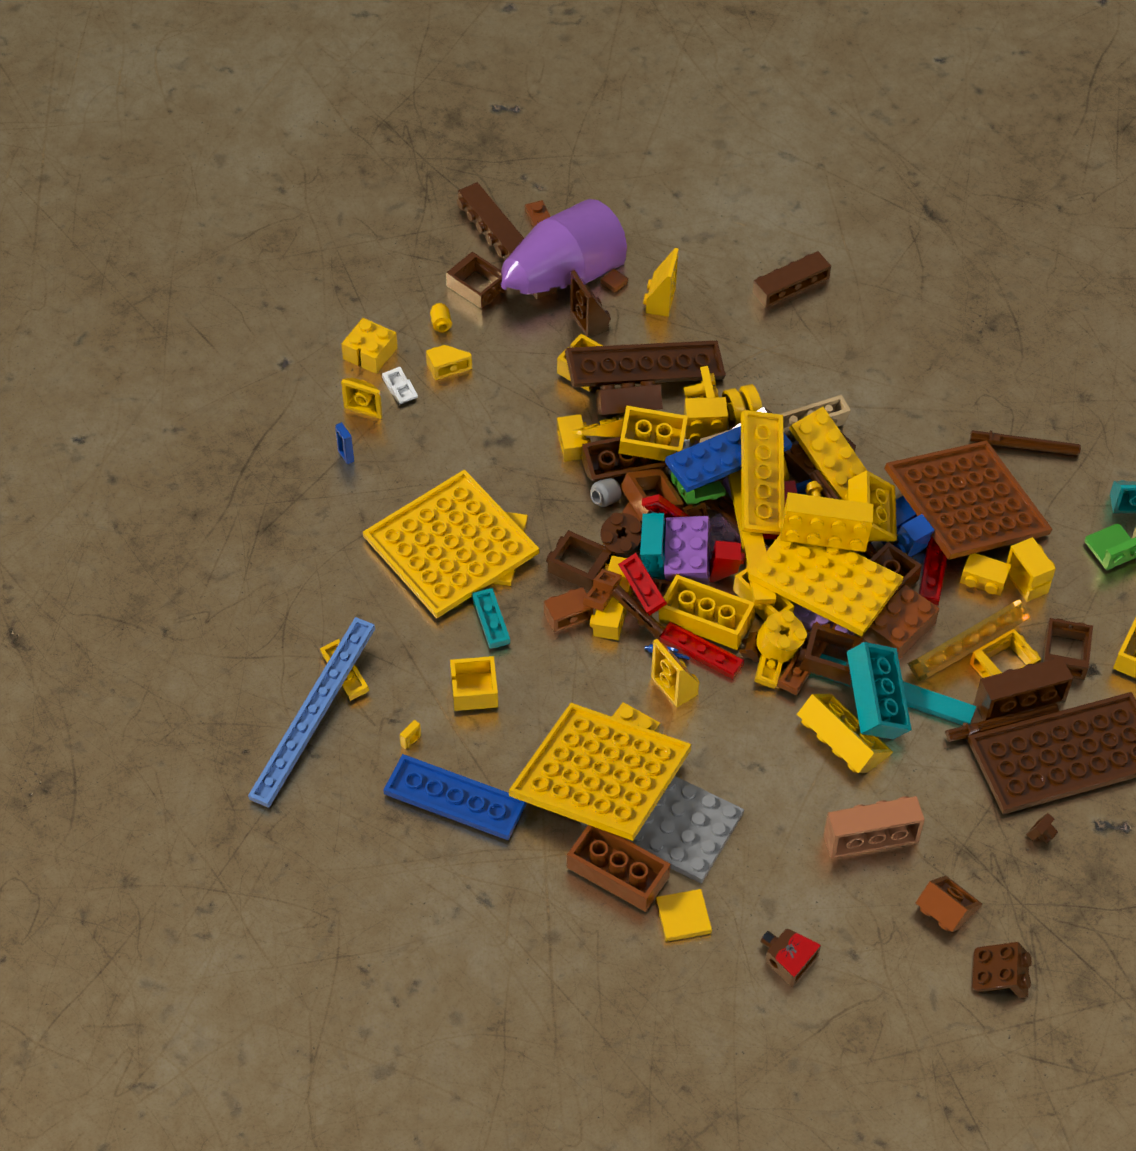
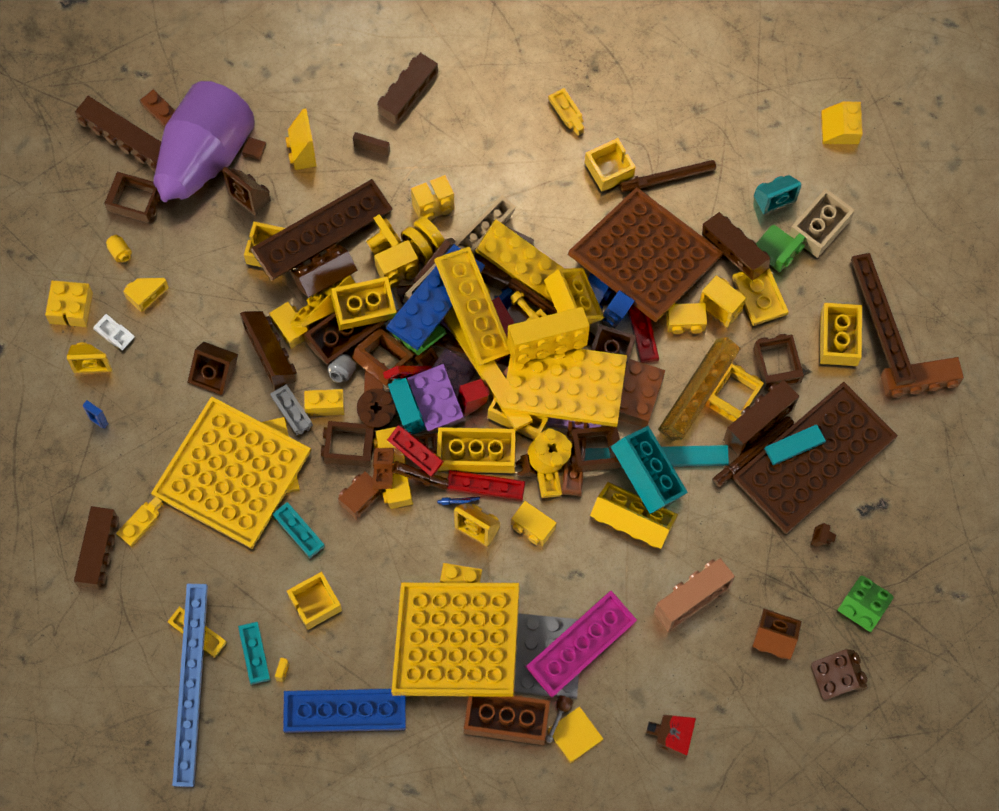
camera: 25 degrees left, 15 degrees up
(285, 559) = (96, 547): none -> reddish brown brick
(340, 554) = (140, 522): none -> yellow hinge
(390, 710) = (254, 653): none -> teal plate
(478, 447) = (212, 368): none -> reddish brown slope
(538, 512) = (291, 410): none -> light grey hinge
(541, 449) = (268, 348): none -> reddish brown slope
(573, 515) = (324, 402): none -> yellow brick
(684, 881) = (563, 705): none -> hinge
(730, 826) = (581, 643): none -> dark pink plate
(731, 313) = (371, 144): none -> reddish brown tile
(733, 700) = (533, 524): none -> yellow brick
(771, 385) = (433, 205): none -> yellow piece
(945, 351) = (567, 110): none -> yellow hinge
(966, 409) = (607, 166): none -> yellow piece
(1050, 729) = (795, 444): none -> teal tile
(1061, 911) = (865, 603): none -> bright green bracket
(1068, 526) = (736, 246): none -> reddish brown brick
(1075, 581) = (762, 297): none -> yellow plate

